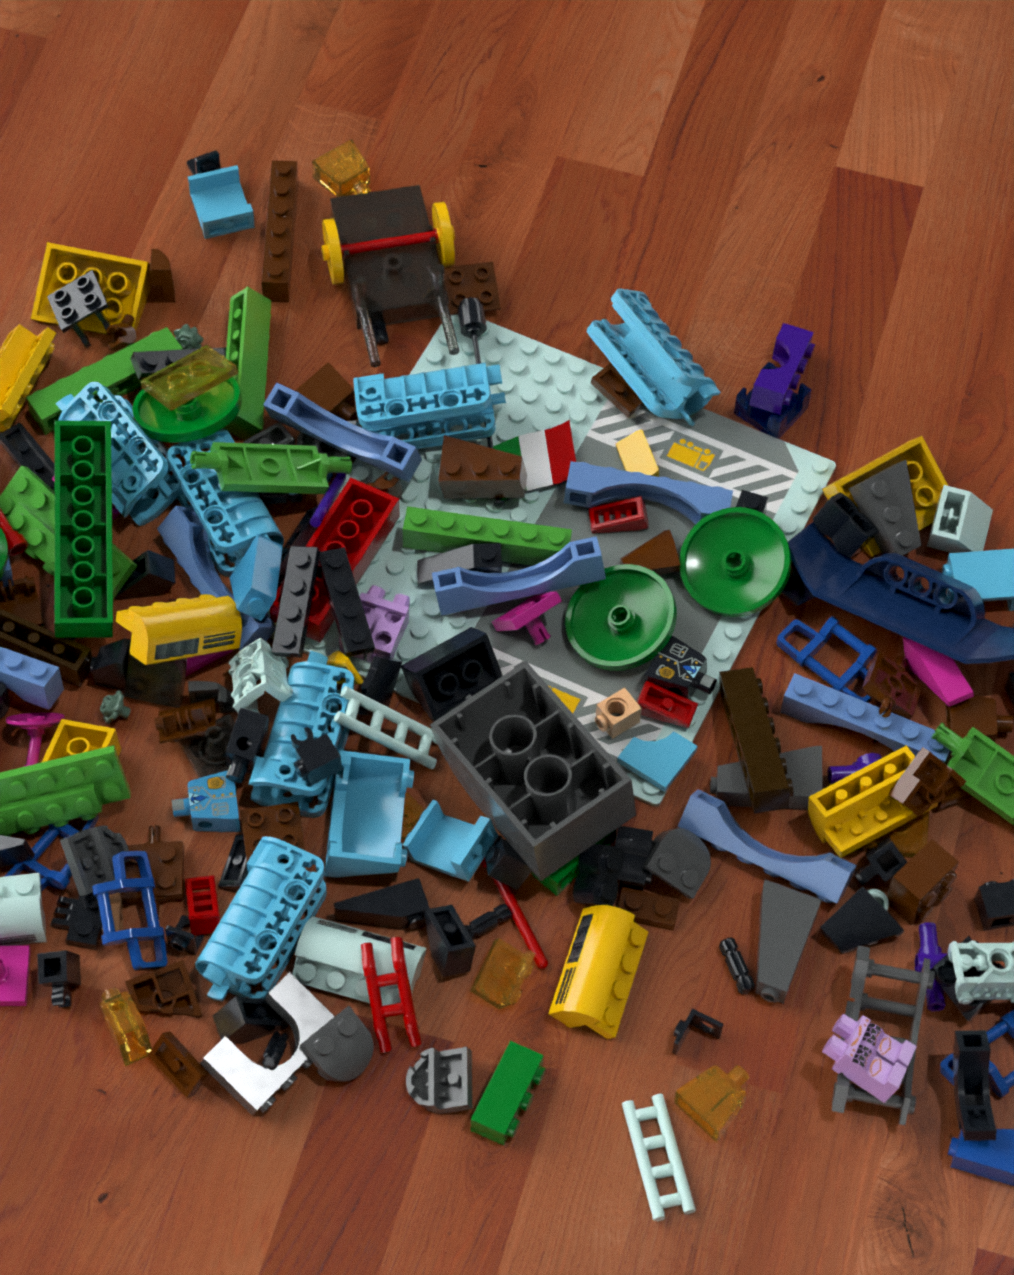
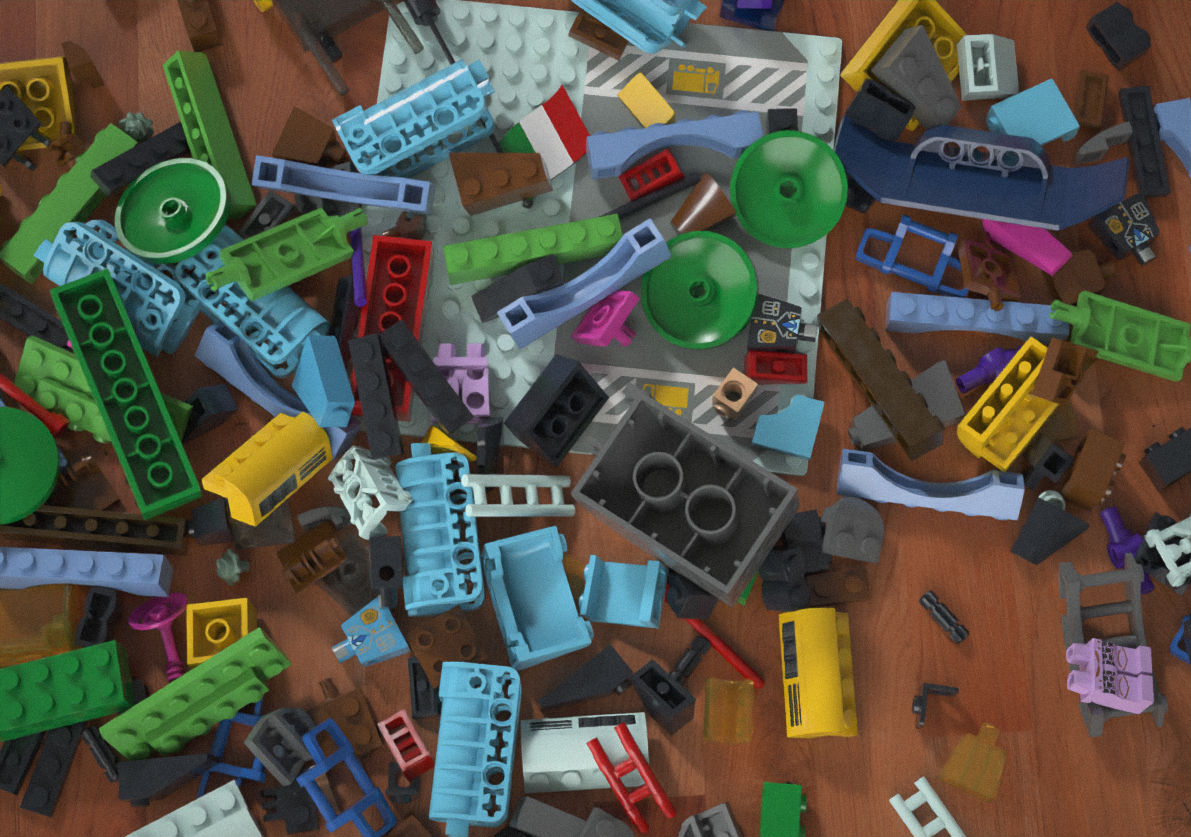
camera: 20 degrees left, 15 degrees up
(189, 377) = (162, 179): clear yellow tile -> none
(315, 757) = (466, 564): black brick -> none
(618, 534) = (655, 196): none -> black bar
(783, 933) = (978, 574): dark grey slope -> none

